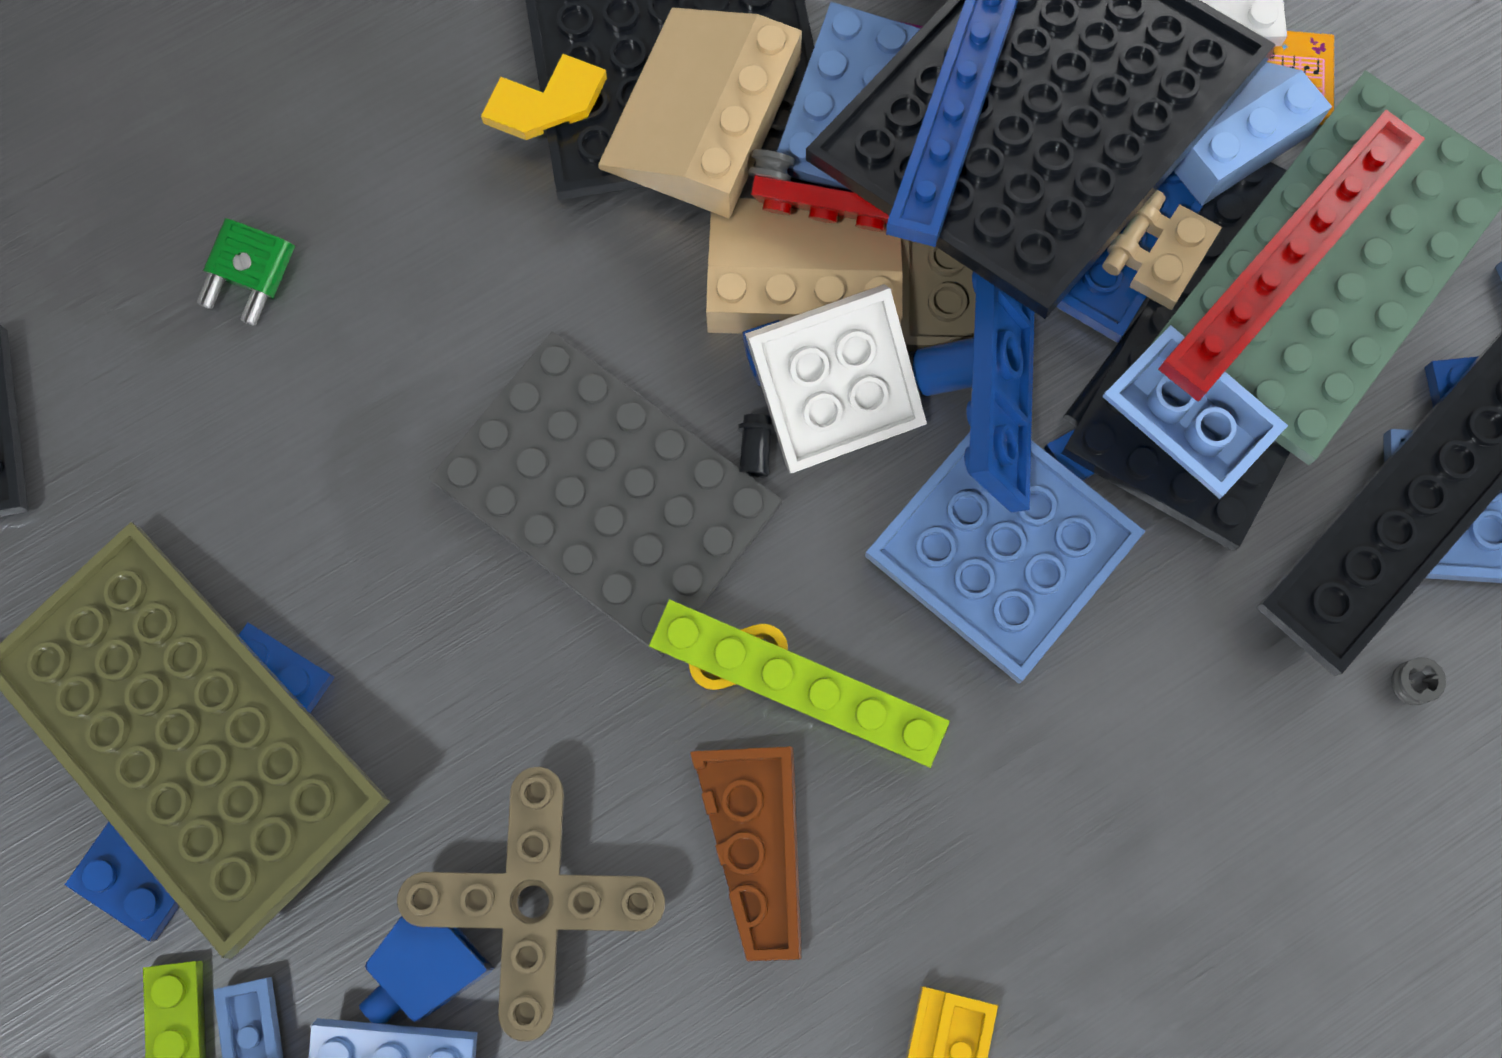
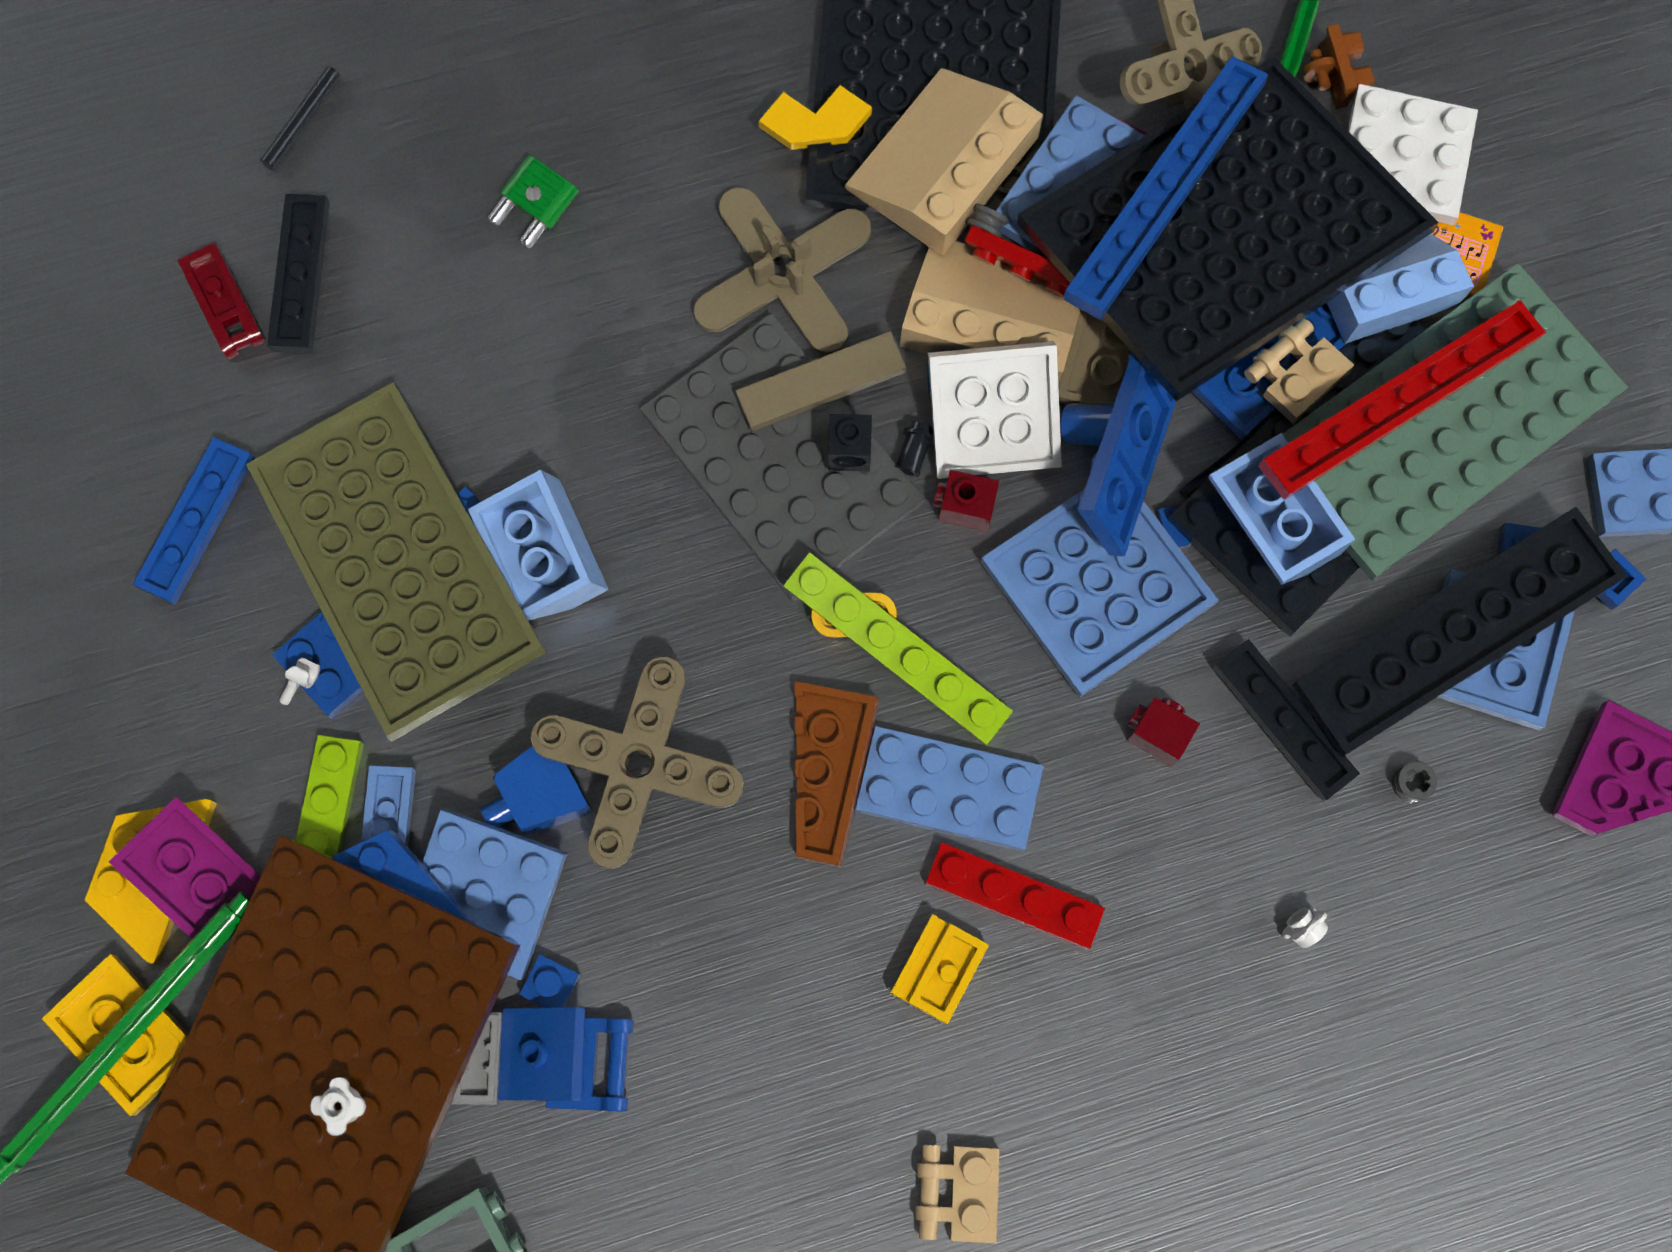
camera: 15 degrees right, 0 degrees up
(107, 902) = (302, 674): none -> white hand
(351, 672) = (539, 546): none -> light blue slope
(575, 297) = (798, 289): none -> dark tan piece
(629, 396) = (820, 381): none -> dark tan tile
(682, 458) = (849, 442): none -> black brick
(831, 489) = (966, 500): none -> dark red brick
(901, 829) = (949, 788): none -> medium blue plate
(1010, 936) = (1015, 896): none -> red plate
(1124, 697) = (1162, 730): none -> dark red brick
(1258, 649) = (1285, 720): none -> black plate
(1349, 883) = (1306, 927): none -> white plate

